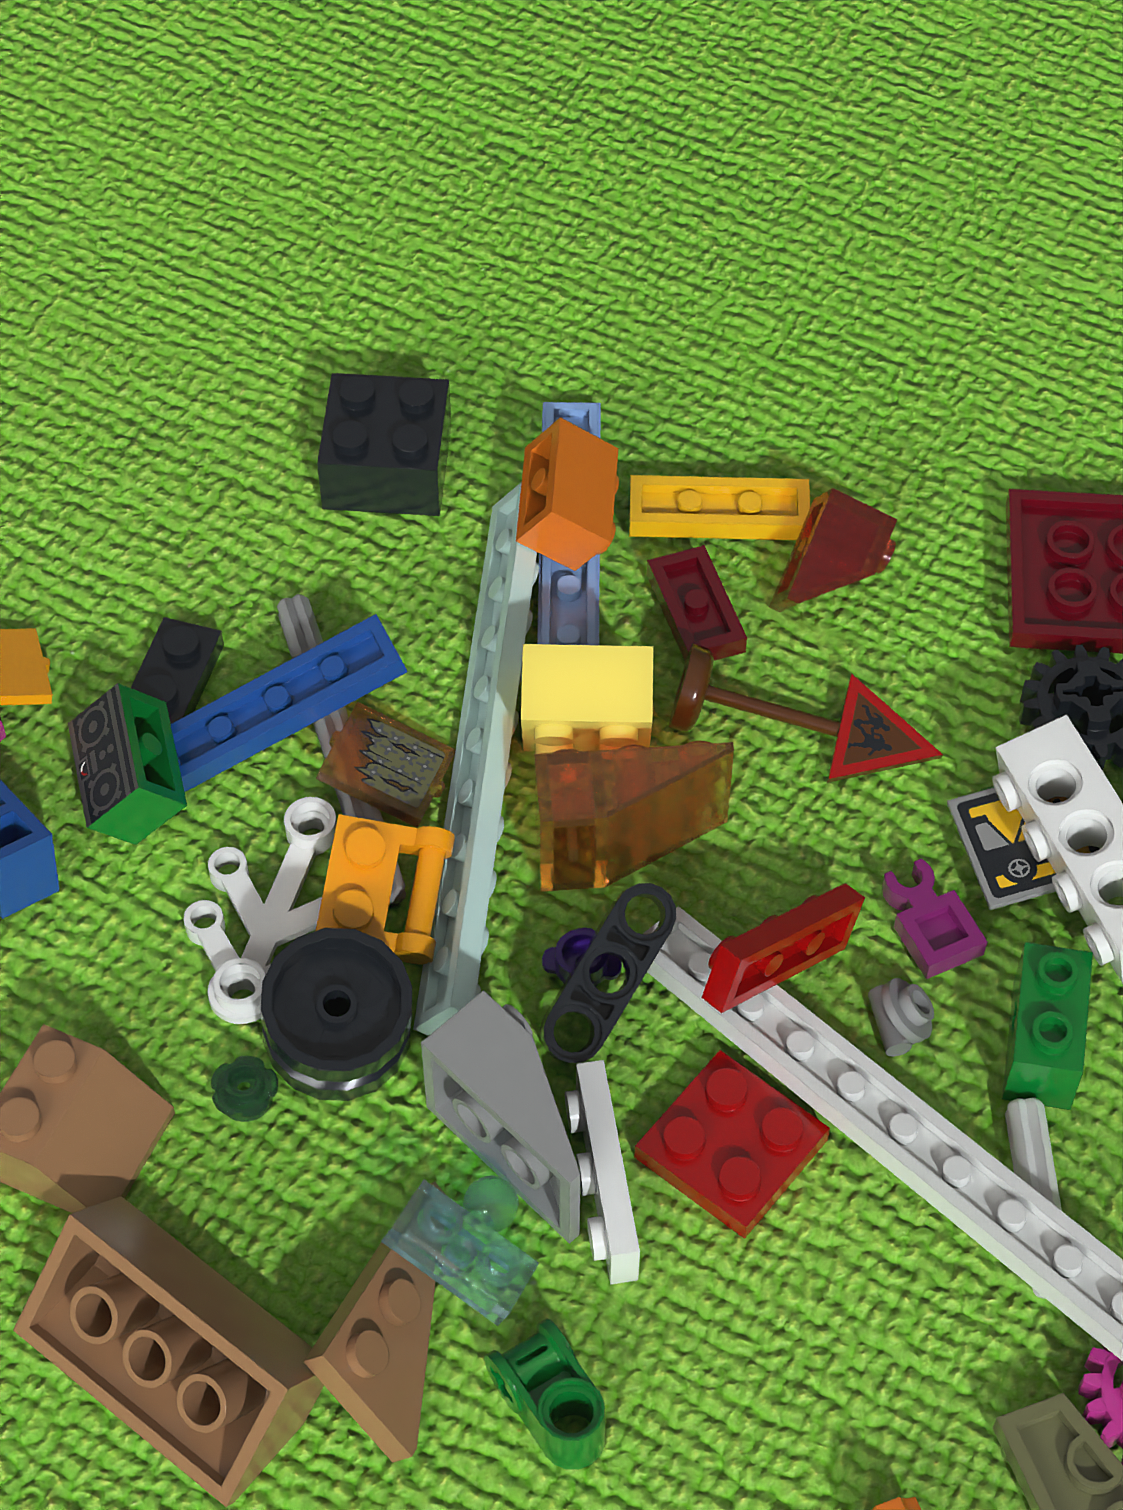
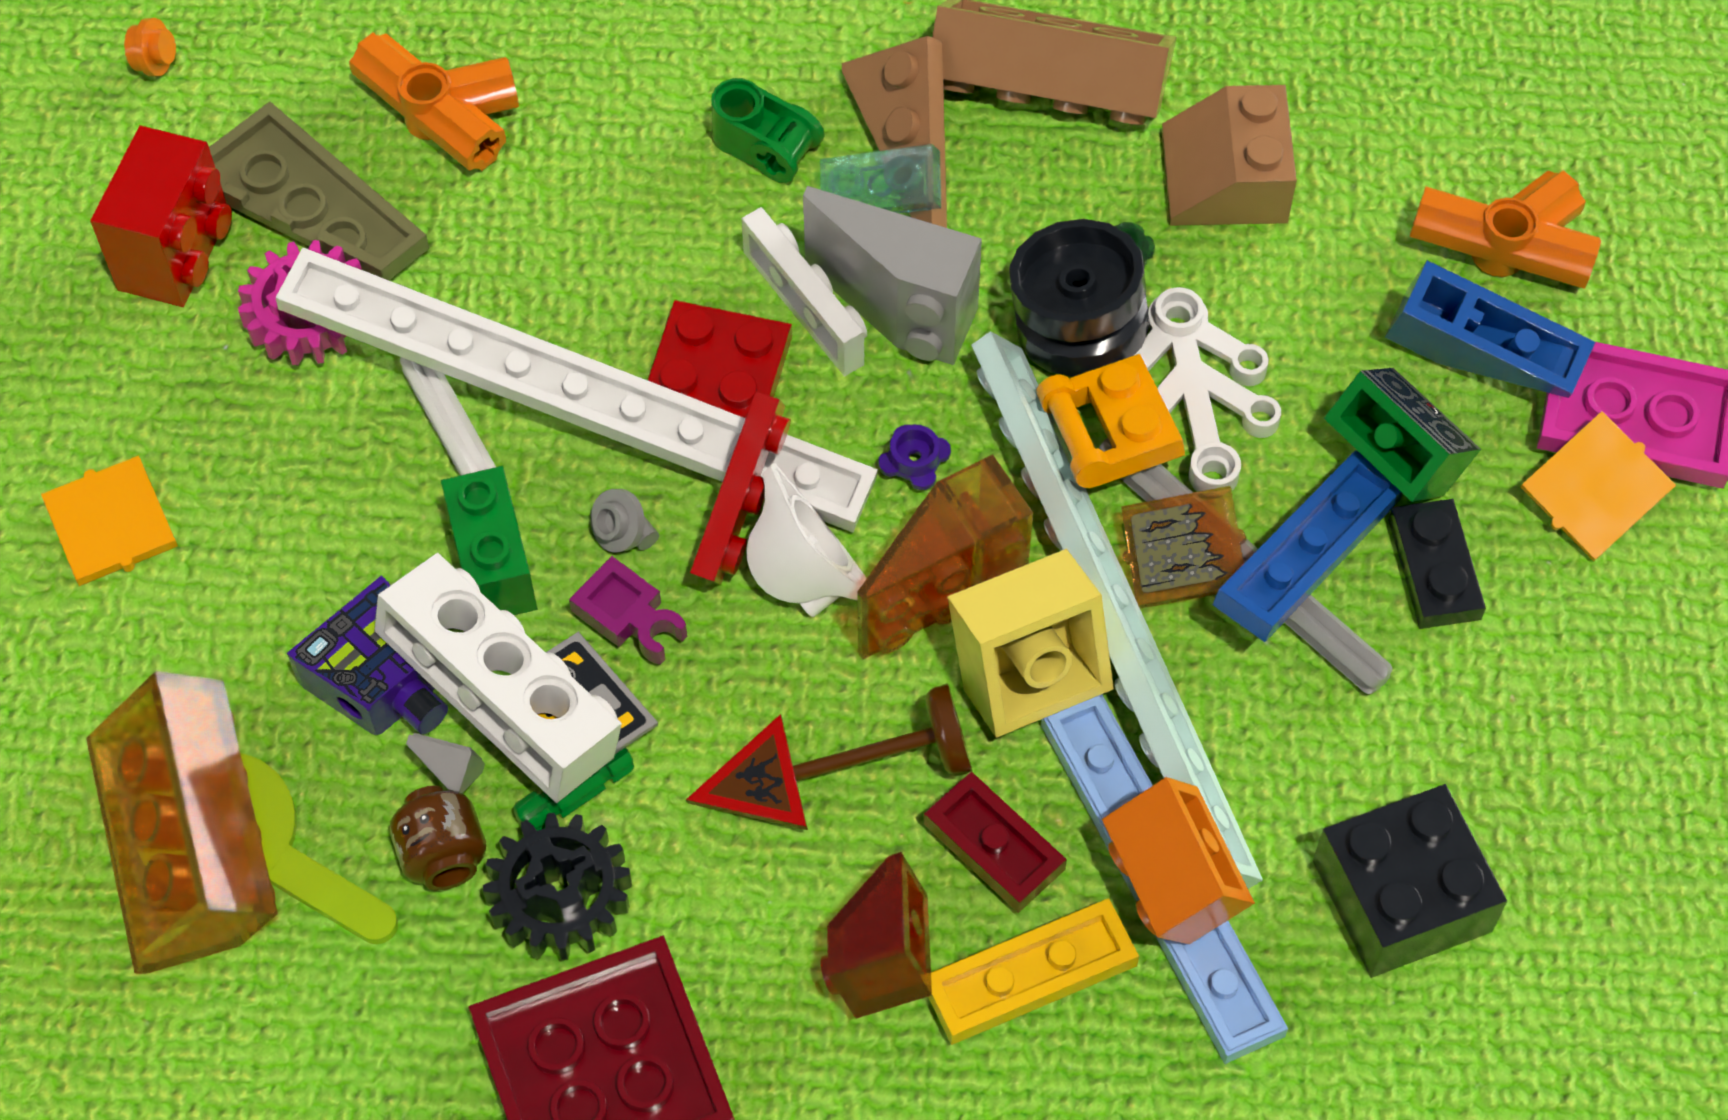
camera: 155 degrees right, 5 degrees up
(636, 954) = (877, 412): black beam -> none
(737, 882) = (796, 552): none -> white hat

